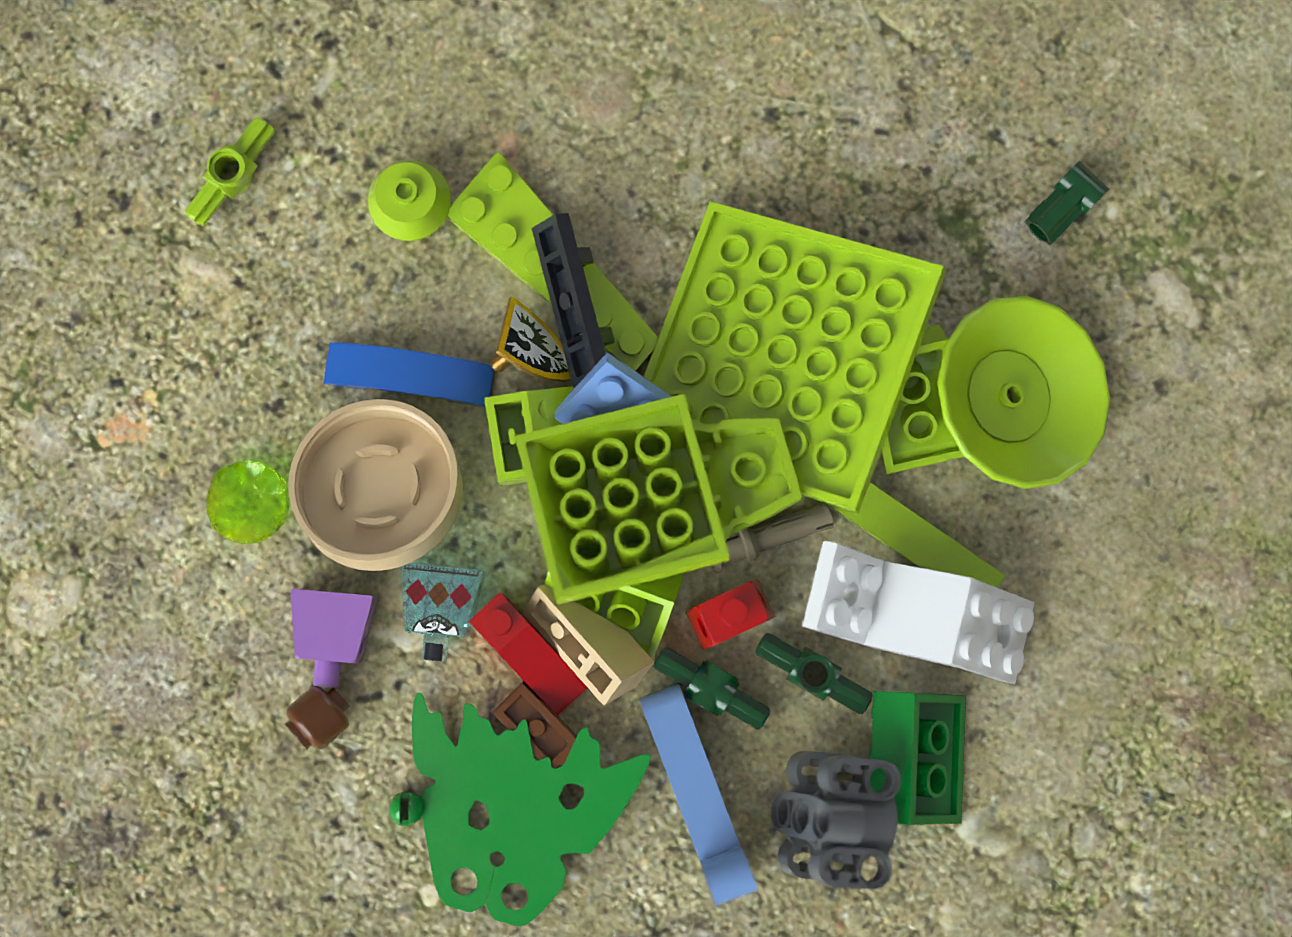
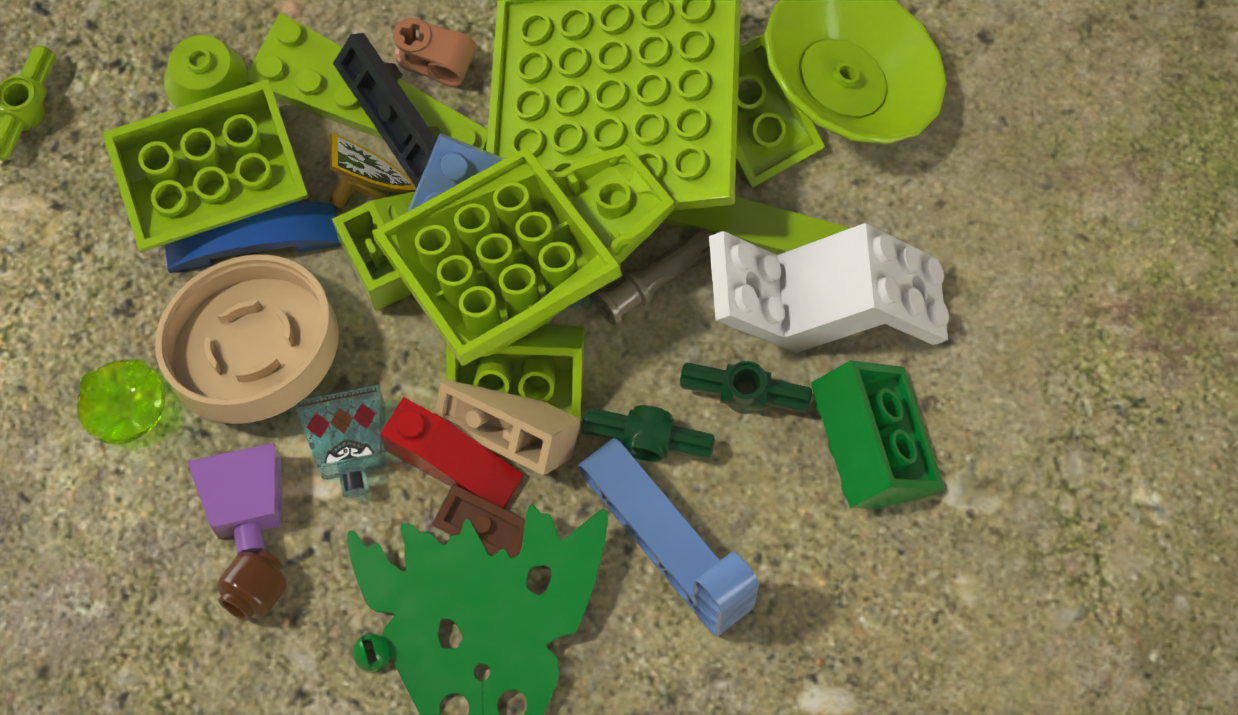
camera: 15 degrees left, 15 degrees down
(383, 301) = (204, 165): none -> lime slope
(638, 245) = (436, 51): none -> nougat piece
(730, 614) = (645, 352): red torso -> none
(836, 819) = (816, 507): dark grey piece -> none

